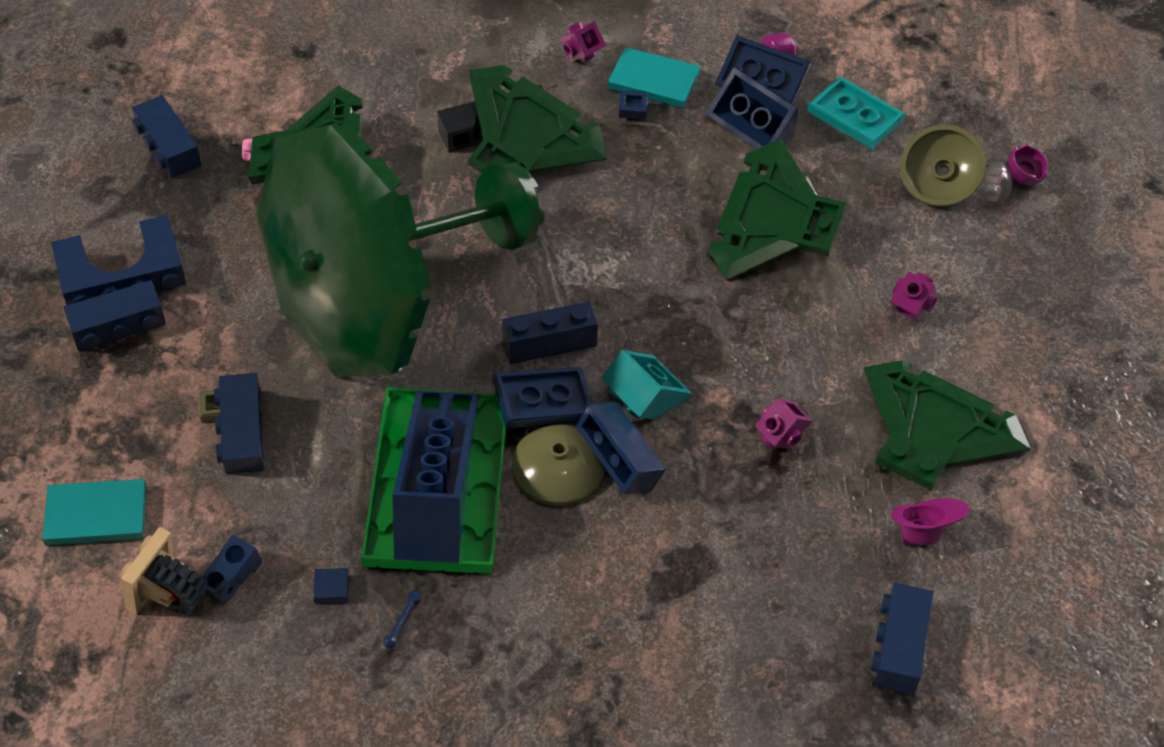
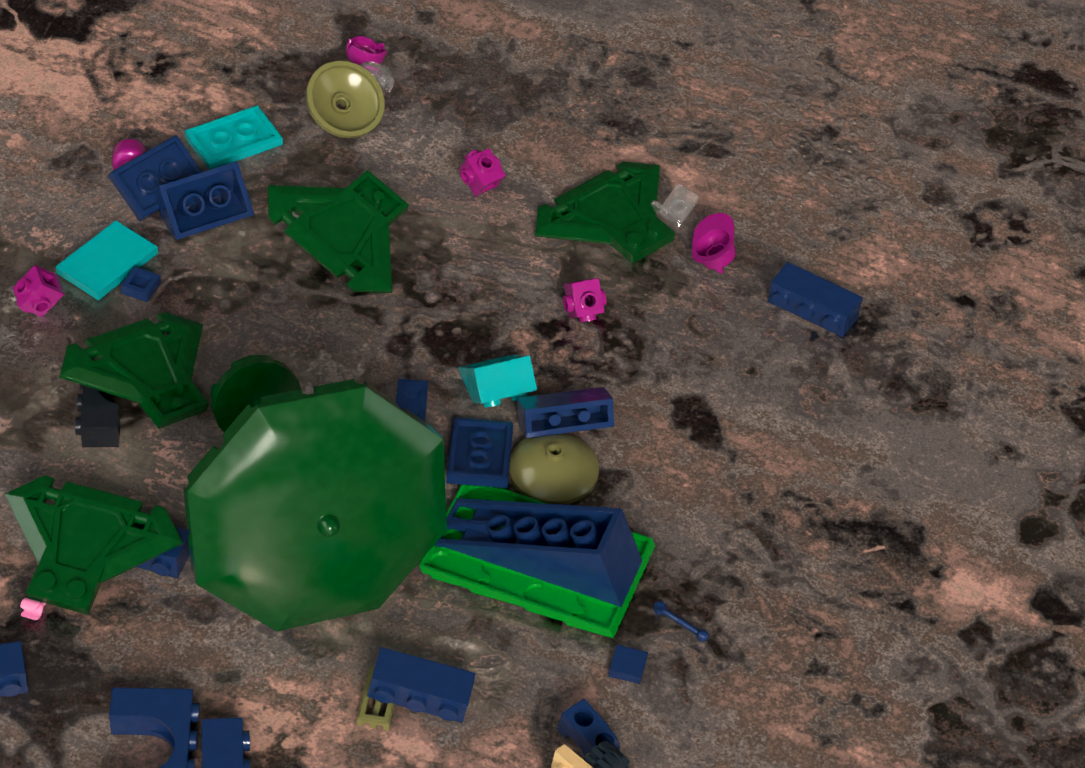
camera: 75 degrees left, 5 degrees down
(969, 476) = (677, 205): none -> clear bracket

